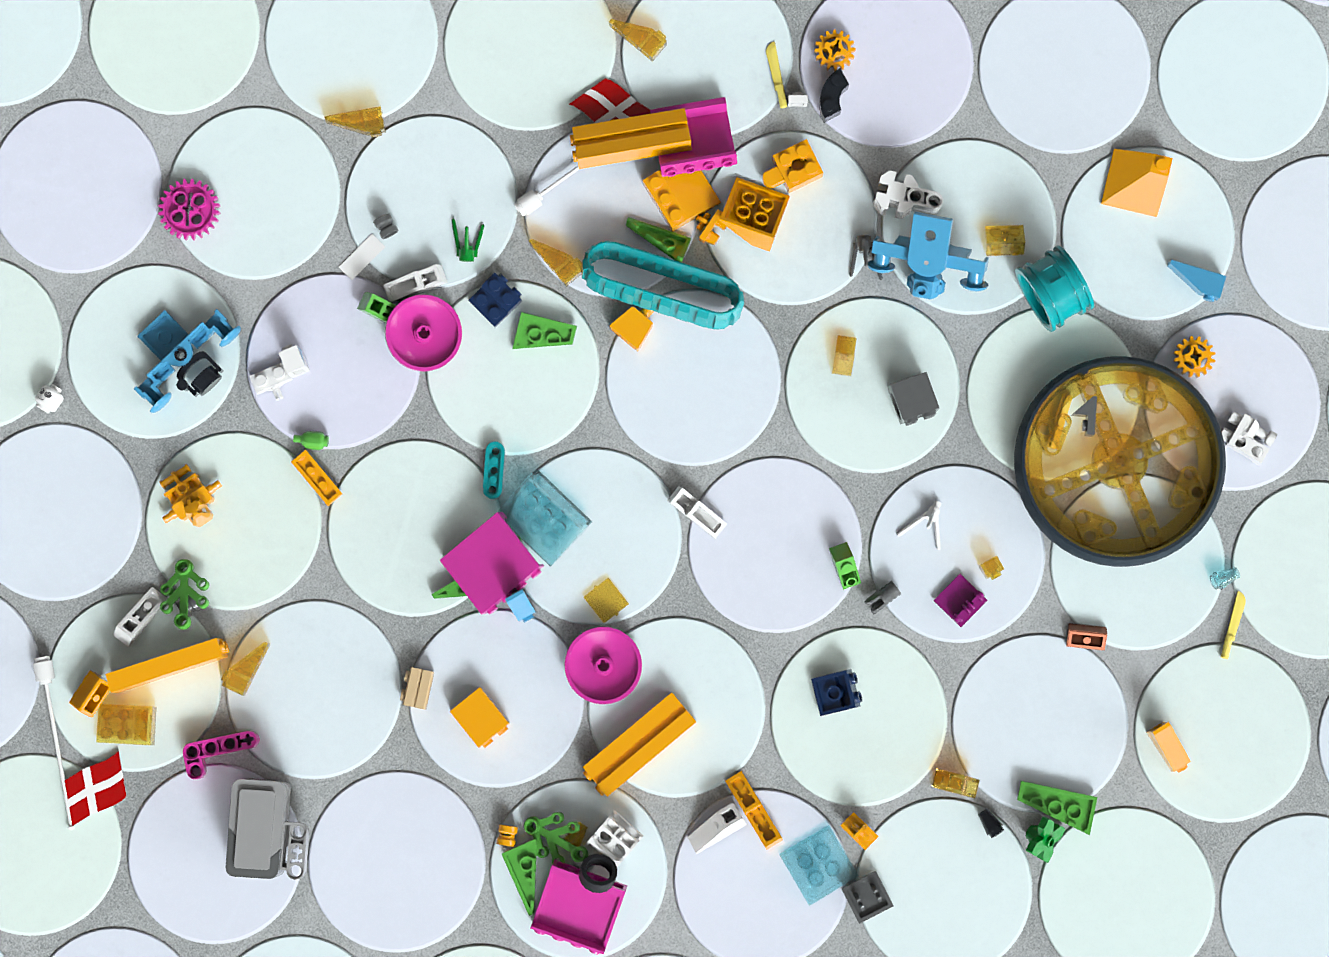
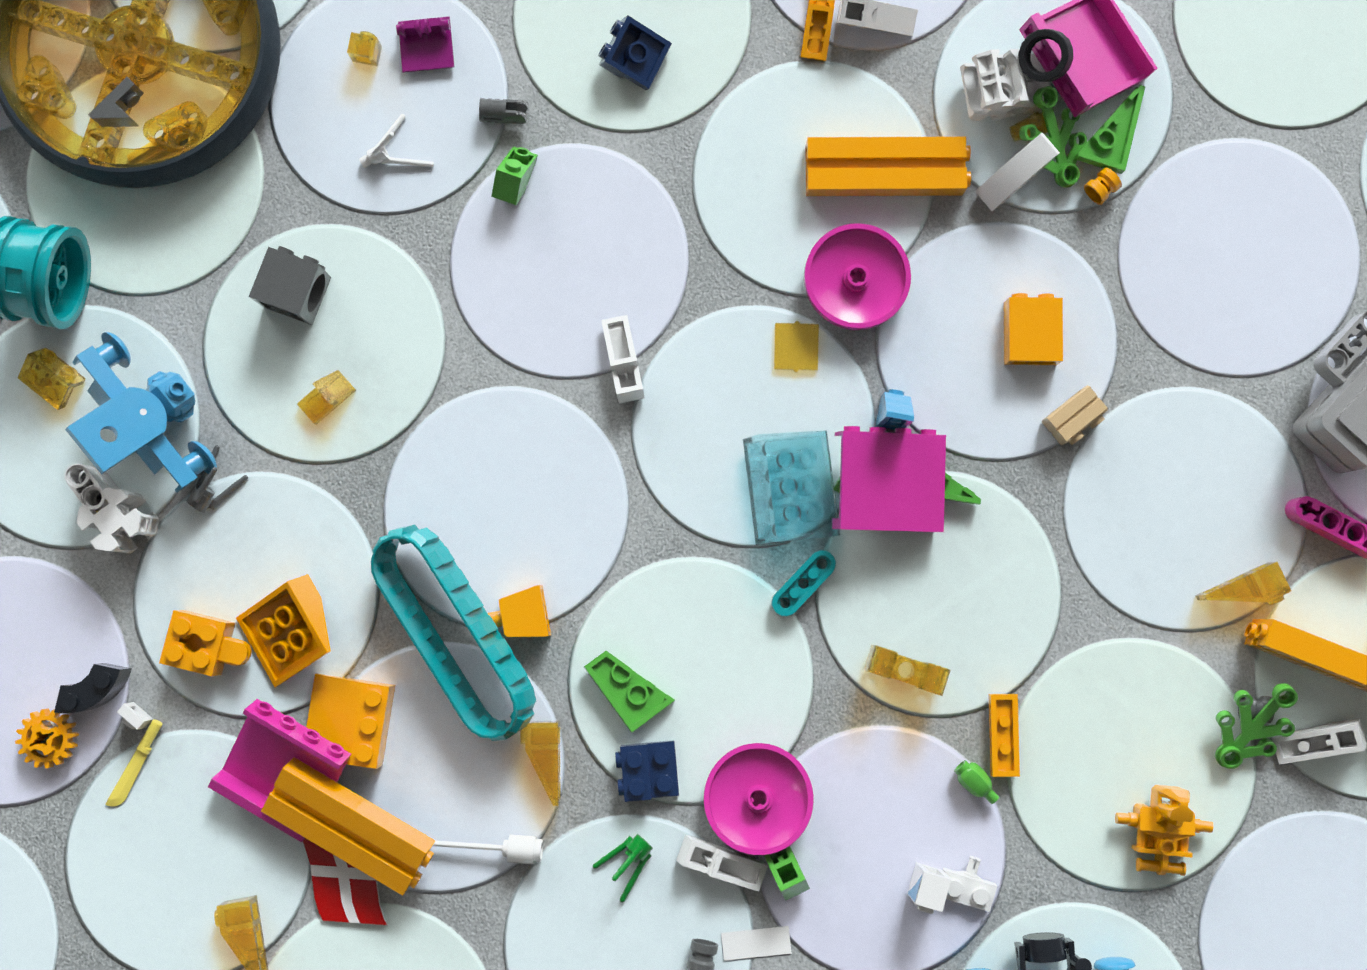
camera: 145 degrees left, 0 degrees up
(385, 473) = (922, 674): none -> clear yellow beam
(561, 798) = (1017, 172): none -> white slope
(669, 242) = (407, 675): bright green wing -> none
(708, 235) = (358, 647): light orange hips -> none

